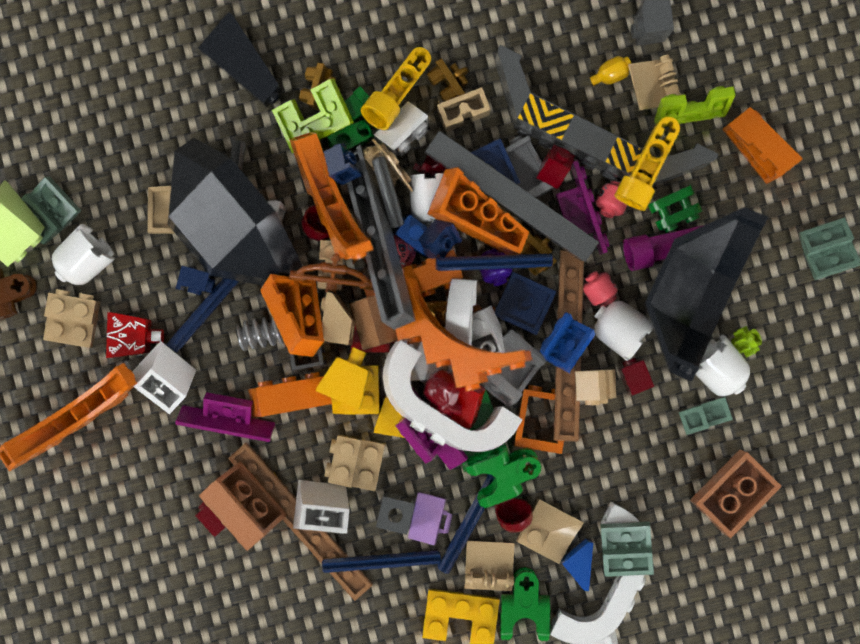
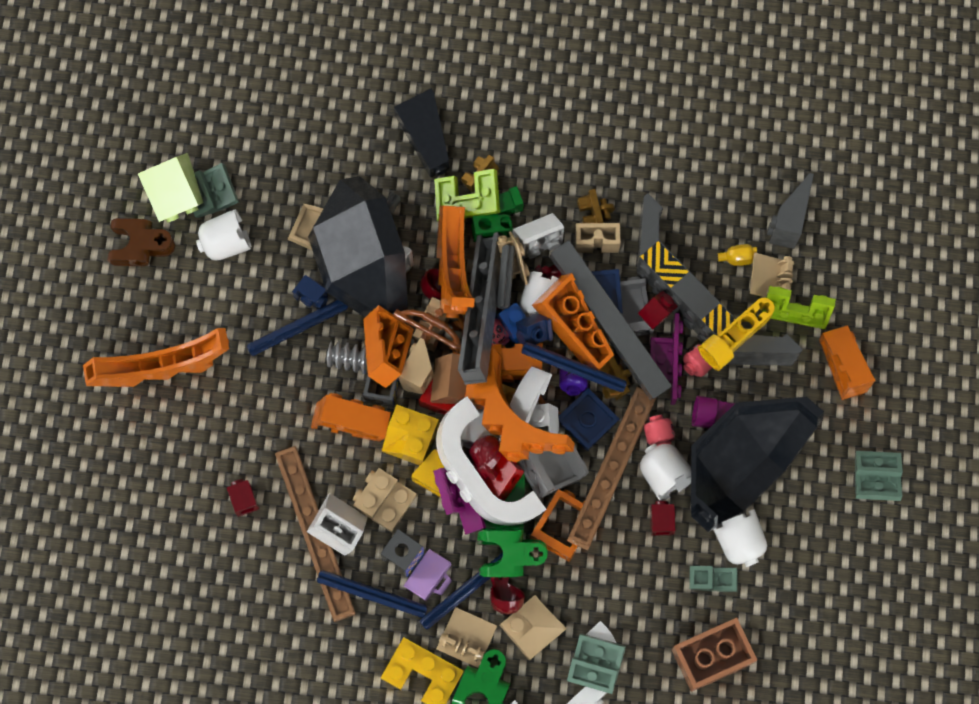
camera: 20 degrees right, 15 degrees down
(71, 318) = (191, 285): tan plate -> none
(130, 335) = (236, 317): red torso -> none
(164, 377) = (250, 360): white slope -> none
(226, 416) = (289, 415): magenta bracket -> none
(243, 505) = (271, 493): nougat brick -> none
(341, 164) = (475, 240): dark blue brick -> none
(346, 379) = (406, 417): yellow torso -> none
(382, 107) = (531, 207): yellow beam -> none
(566, 343) = (610, 459): blue bracket -> none
(579, 563) = (548, 665): blue slope -> none
(595, 386) = (623, 509): tan brick -> none
(689, 212) = (746, 379): green brick -> none
(746, 341) = (773, 525): lime gear -> none

